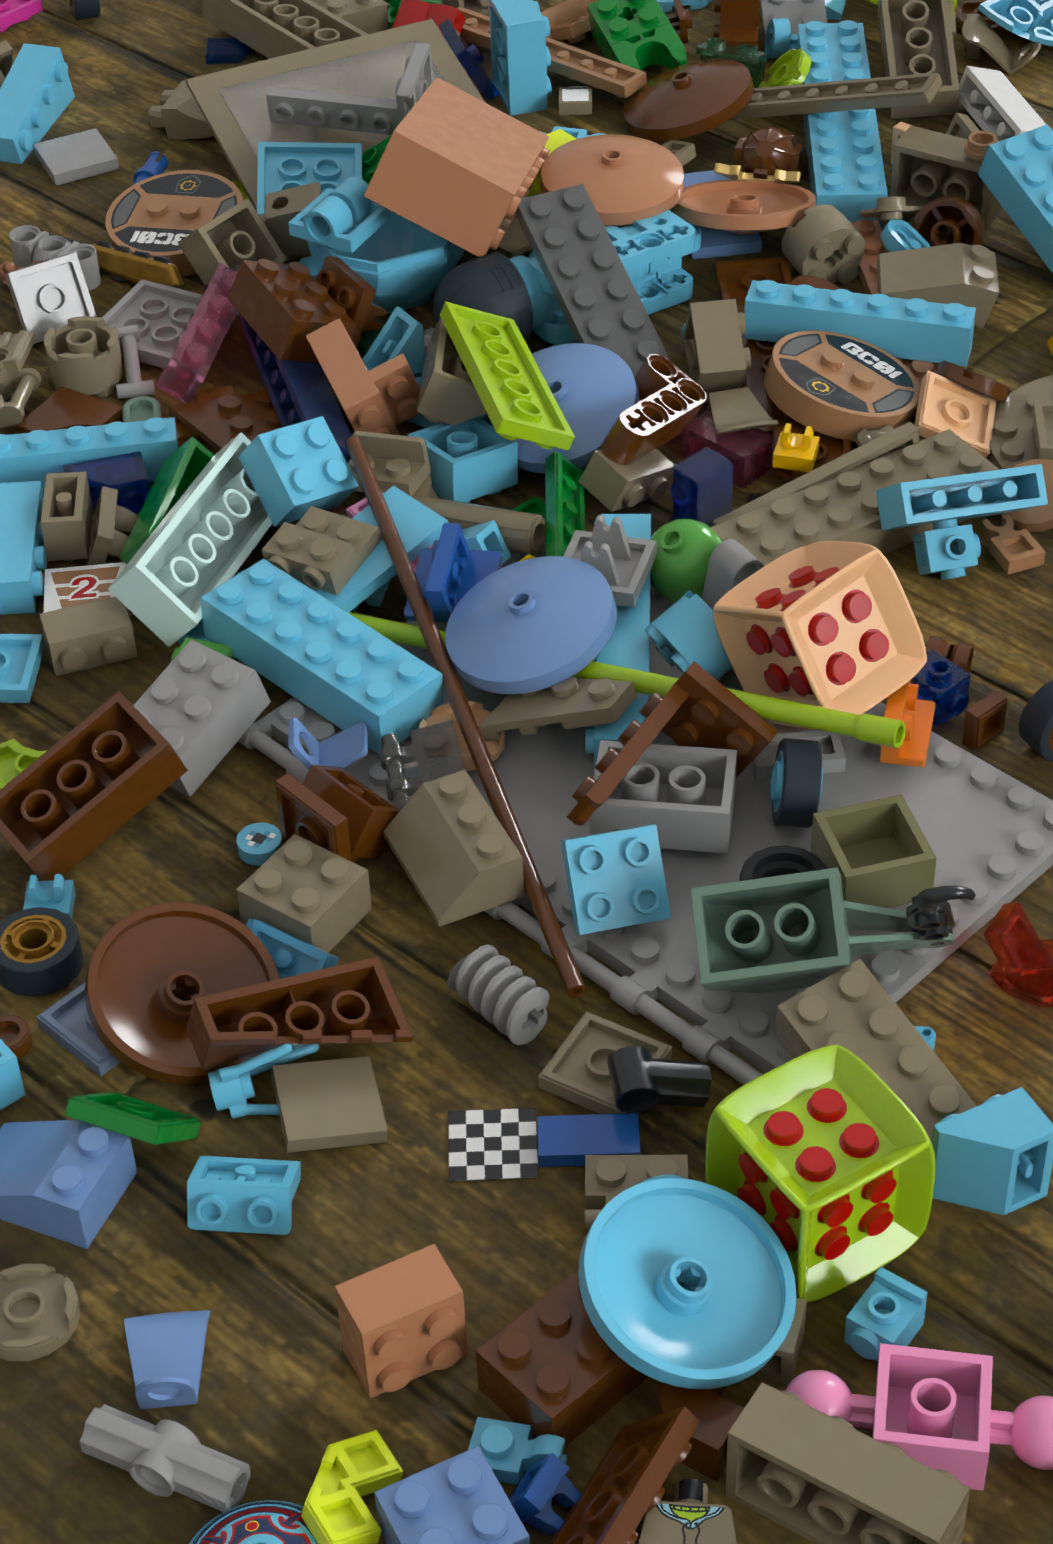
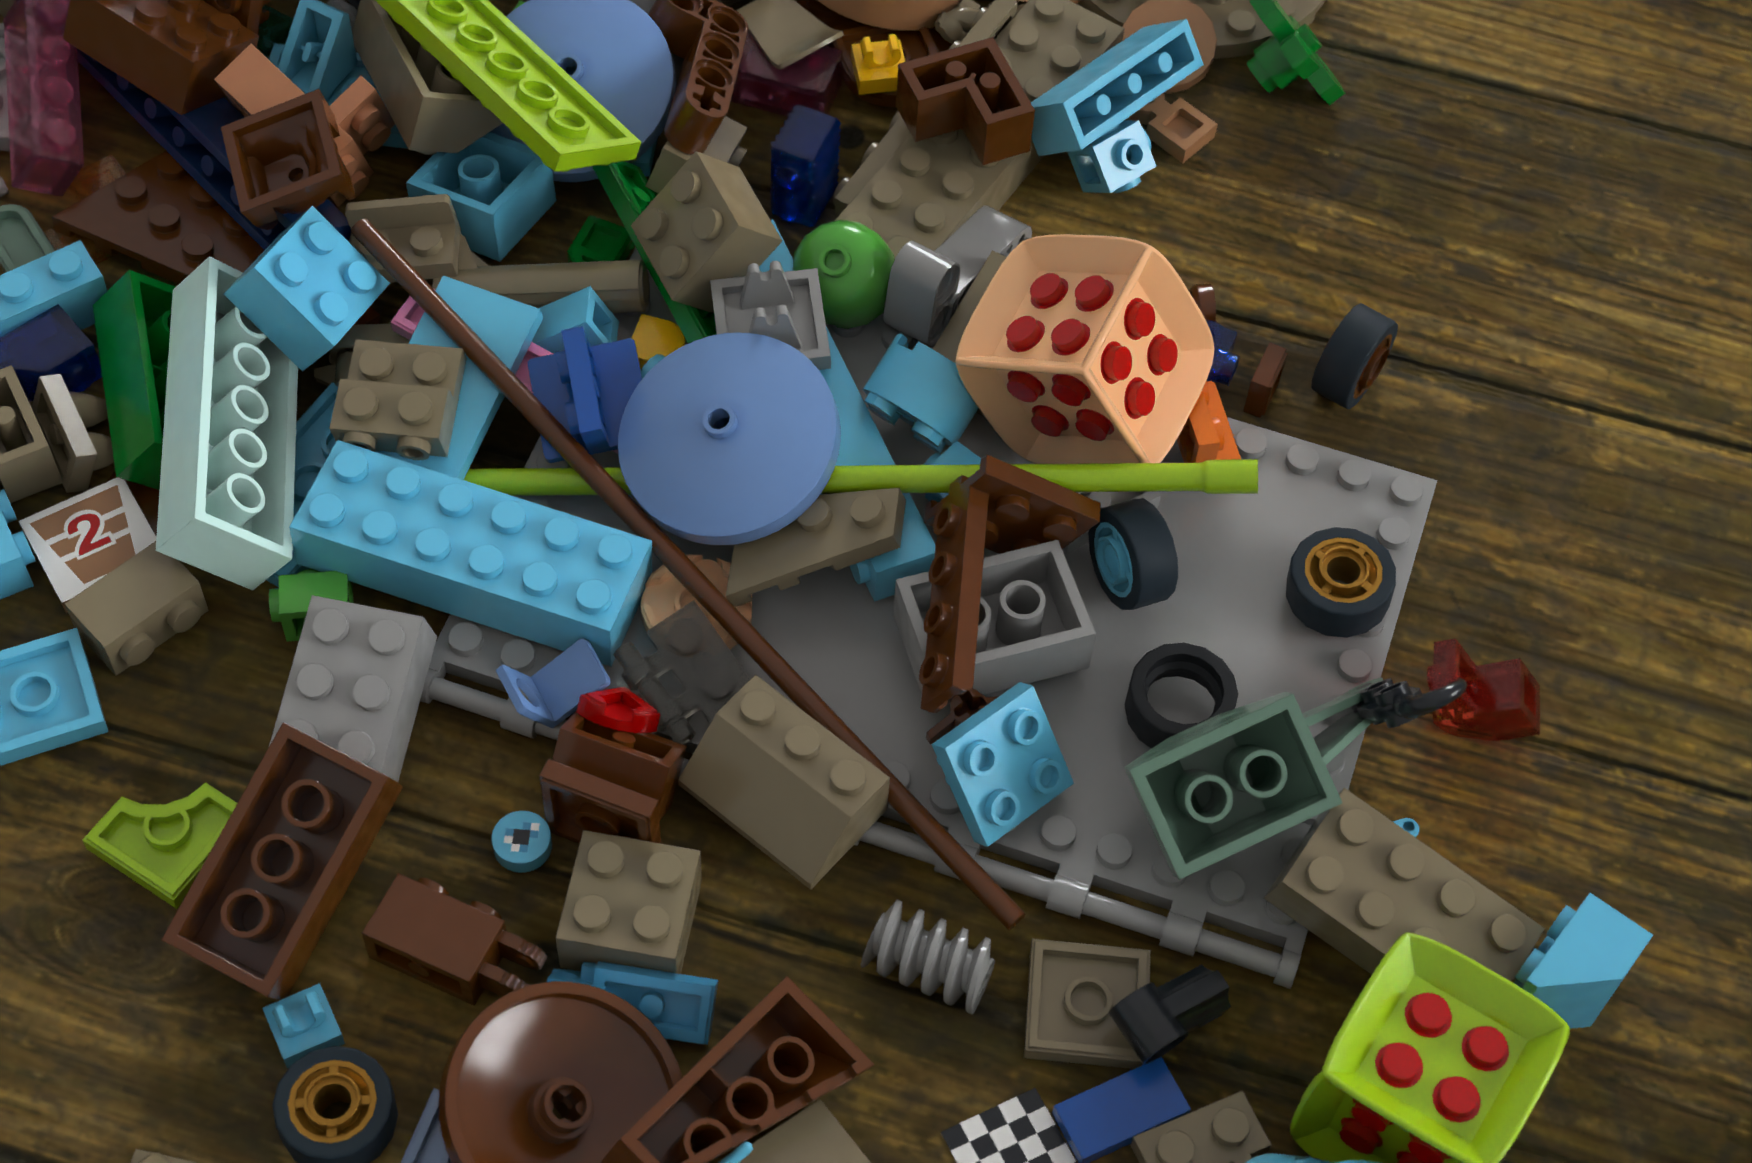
camera: 30 degrees left, 15 degrees up
(163, 871) = (446, 941): none -> reddish brown hinge
(322, 385) = (286, 159): none -> reddish brown brick
(363, 773) = (619, 710): none -> red tile
(591, 486) = (704, 229): none -> dark tan brick
(832, 465) = (967, 91): none -> reddish brown brick
(876, 850) = (1265, 622): olive piece -> none
(965, 849) = (1346, 557): none -> wheel

